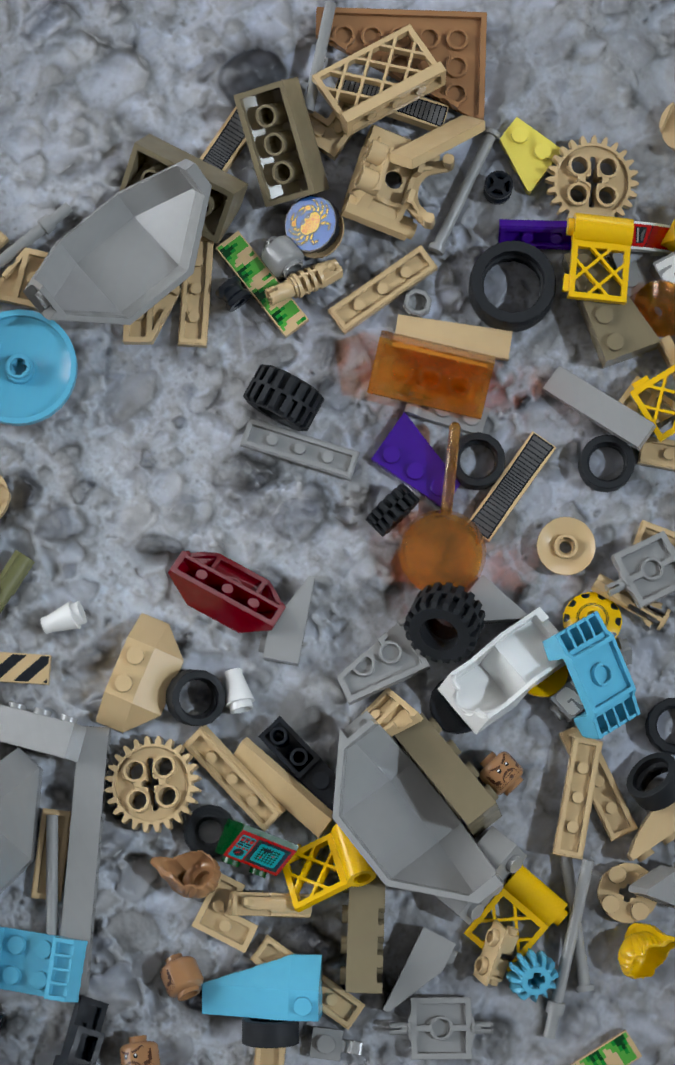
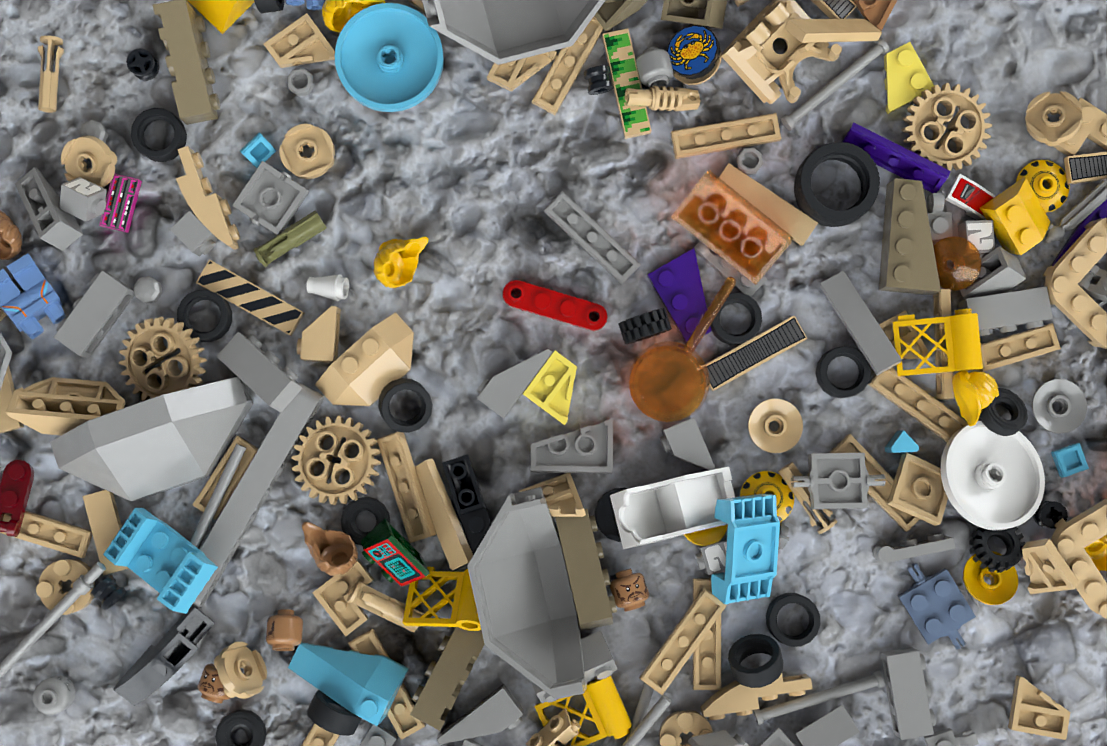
camera: 20 degrees right, 5 degrees up
(81, 672) = (321, 338): none -> tan slope
(121, 560) = (398, 261): none -> yellow hair
(157, 1035) = (234, 681): none -> tan plate
(226, 591) = (473, 328): dark red wedge -> none
(238, 695) = (442, 418): white cone -> none
(283, 397) = (598, 188): black tyre -> none
(295, 532) = (555, 305): none -> red plate
(332, 612) = (553, 387): none -> light yellow wing
(453, 606) = (654, 431): black tyre -> none
(500, 182) = (869, 90): black wheel -> none
(599, 234) = (930, 174): yellow piece -> none

